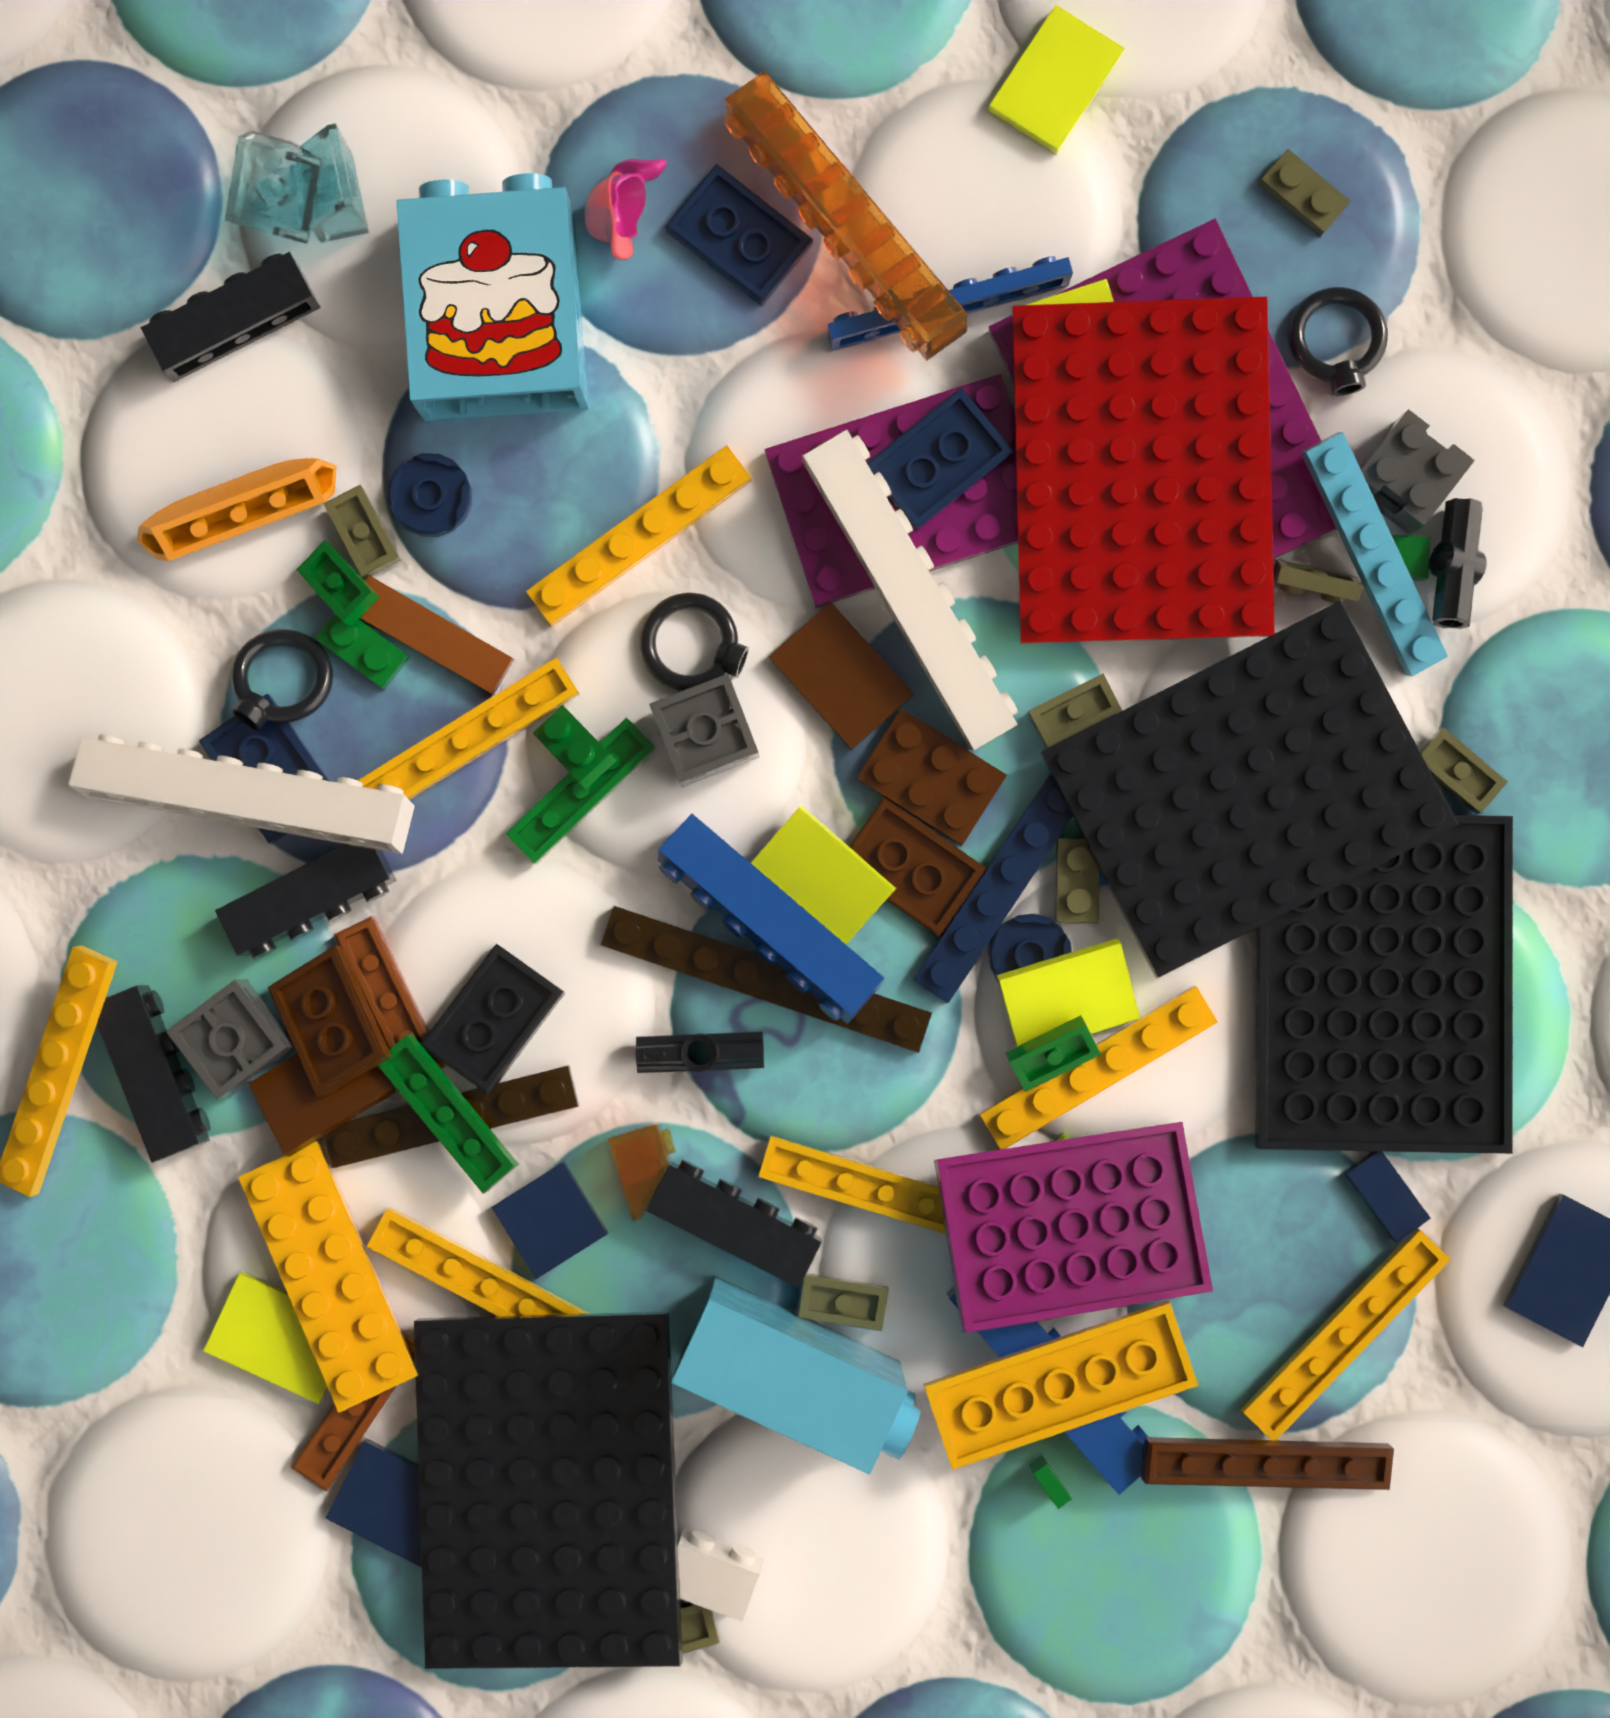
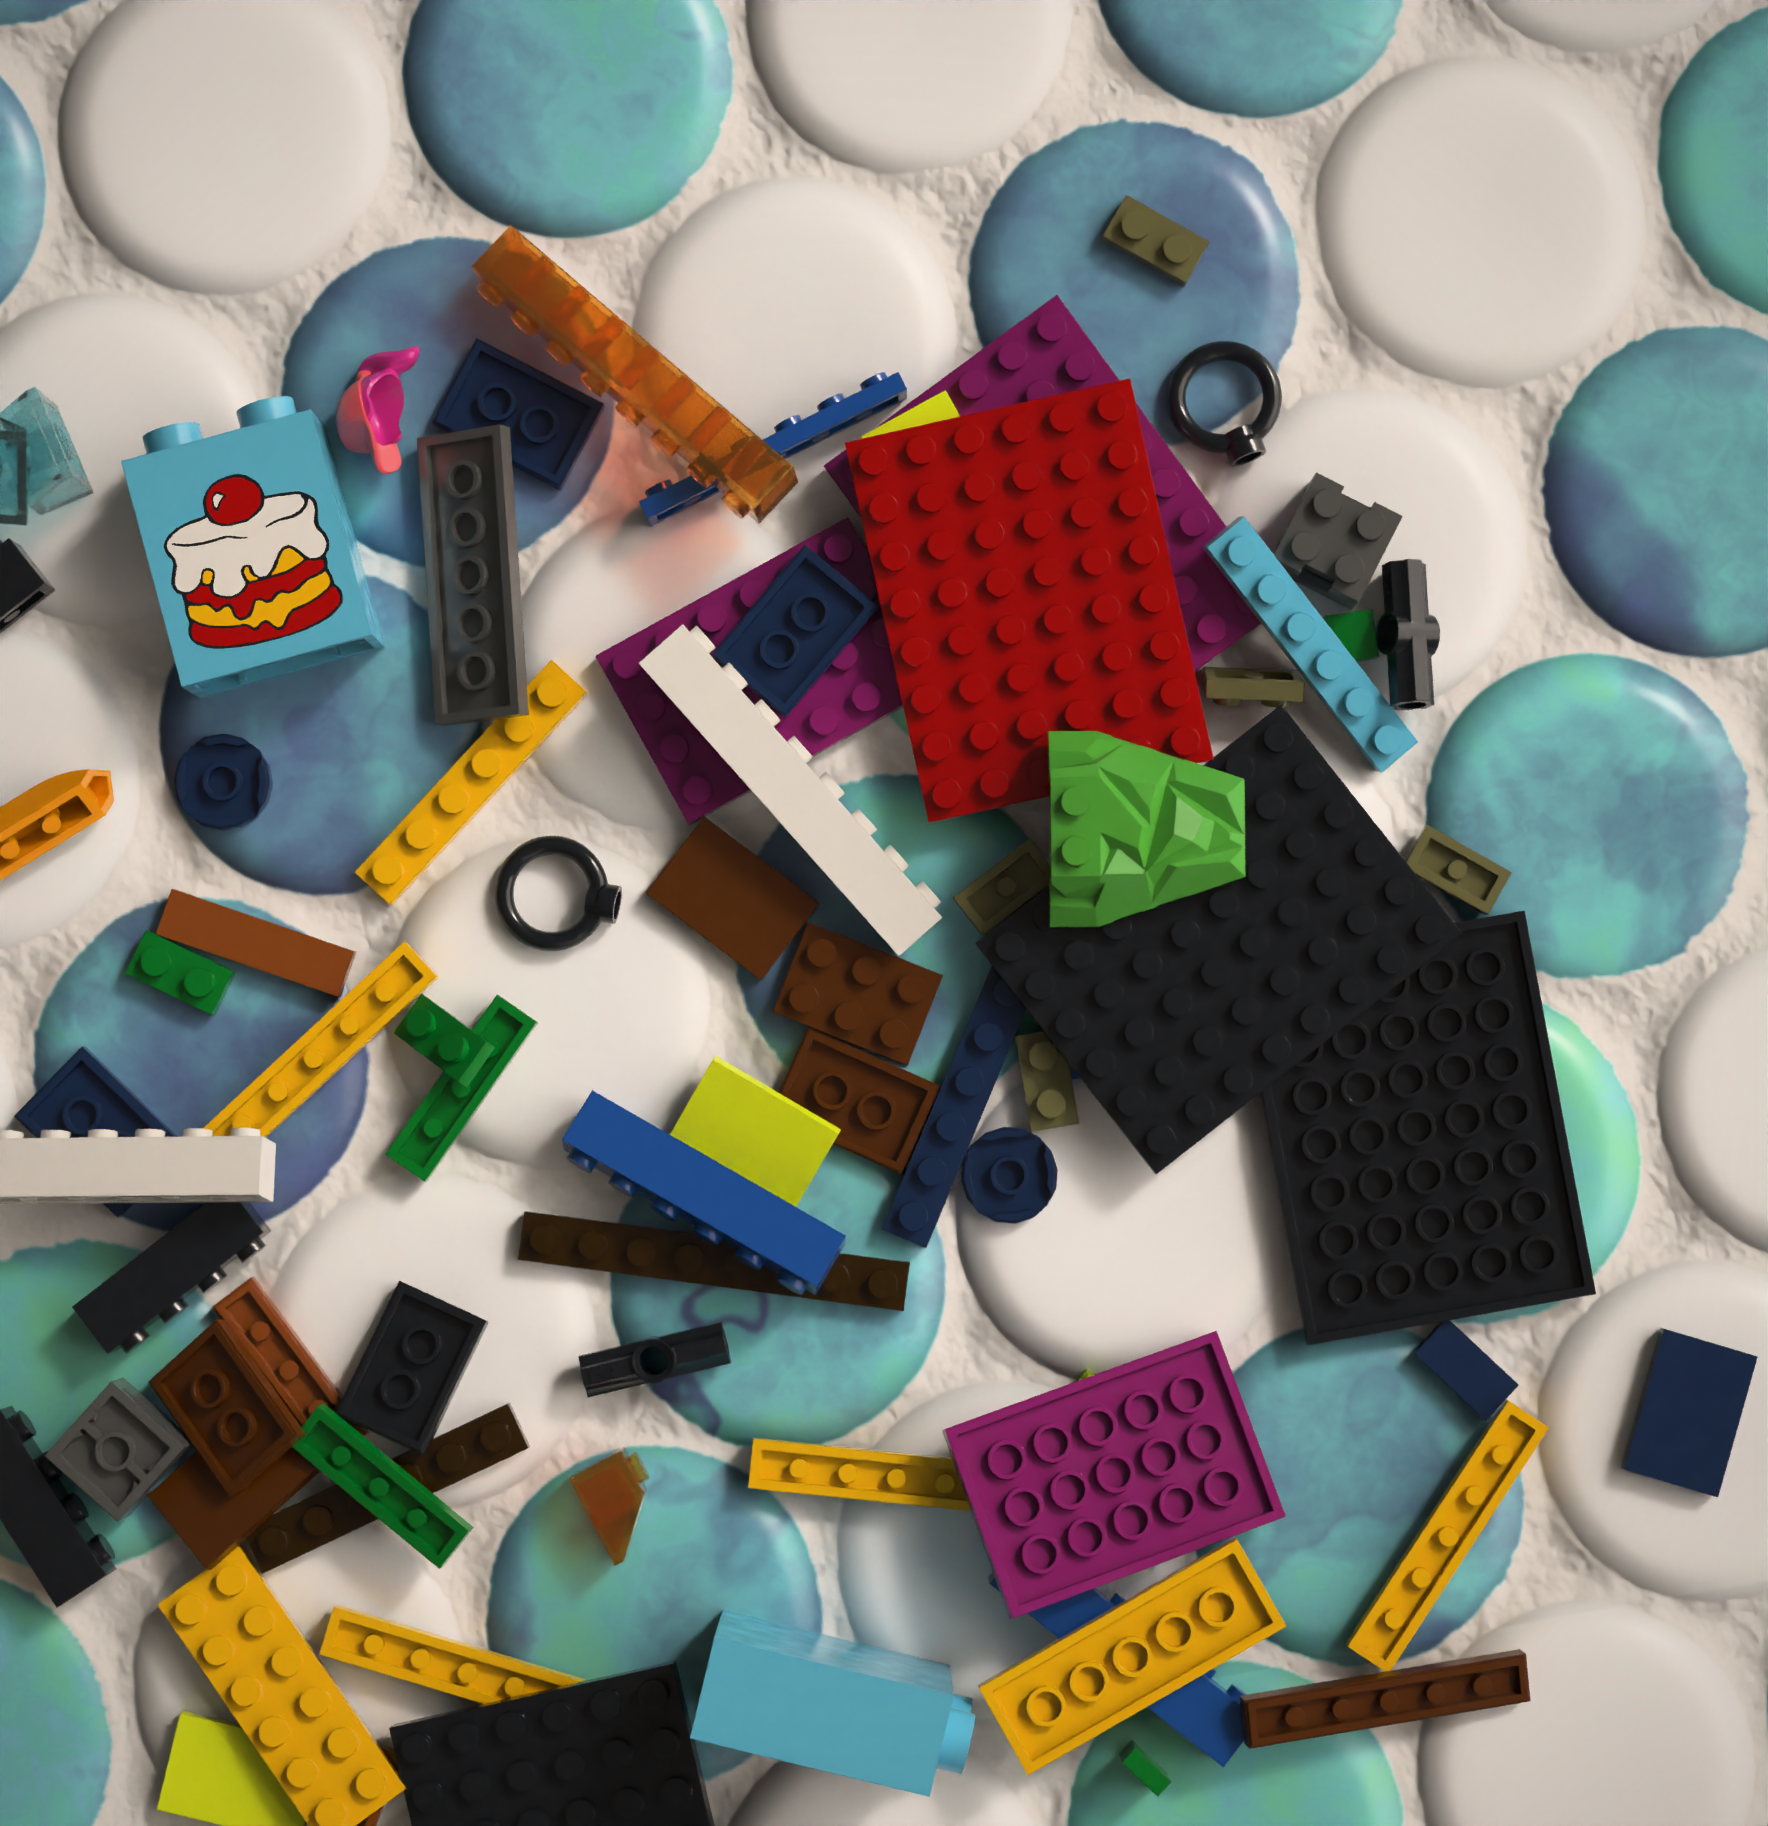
camera: 10 degrees left, 0 degrees up
(253, 708) = (71, 1068): black piece -> none
(337, 583) = (138, 906): green plate -> none
(362, 531) = (154, 840): olive plate -> none
(550, 1220) = (521, 1583): dark blue tile -> none
(674, 360) = (472, 575): none -> dark grey plate
(704, 730) = (588, 993): dark grey piece -> none
(734, 1223) = (731, 1545): black brick -> none
(843, 1302) = (872, 1610): olive plate -> none
(1053, 1053) = (1054, 1282): green plate -> none
(1056, 79) = (847, 165): neon yellow tile -> none
(1079, 983) = (1060, 1214): neon yellow tile -> none
(1120, 1056) = (1110, 1288): yellow plate -> none
(1198, 680) = (1135, 828): none -> bright green wedge

